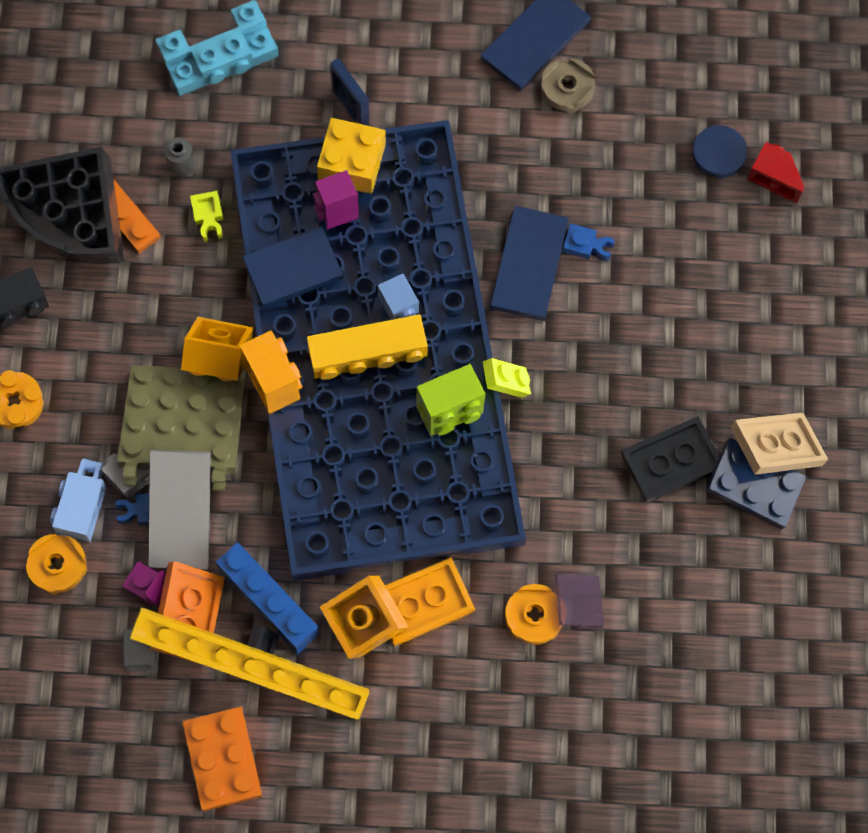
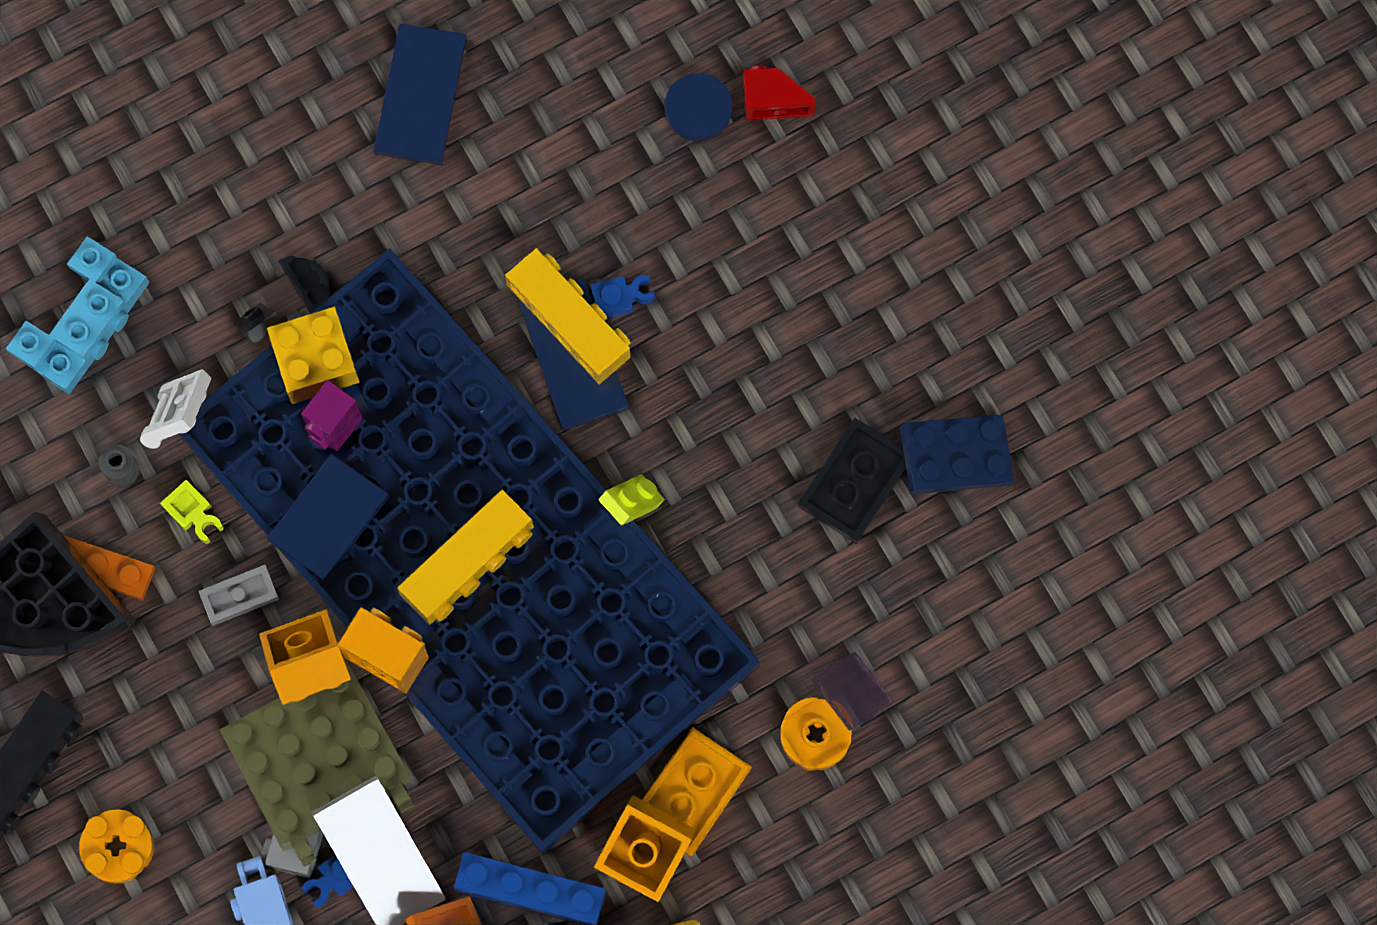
camera: 30 degrees left, 5 degrees up
(202, 285) = (238, 595): none -> light grey plate
(238, 141) = (176, 408): none -> white plate
(323, 117) = (256, 321): none -> black plate
(349, 93) = (262, 283): dark blue tile -> none
(382, 110) = (308, 280): none -> black plate
(398, 298) = (466, 485): medium blue brick -> none
(450, 400) = (594, 564): lime brick -> none
(541, 232) = (568, 316): none -> yellow brick
(568, 99) = (494, 147): dark tan plate -> none
(778, 443) = (956, 397): tan plate -> none

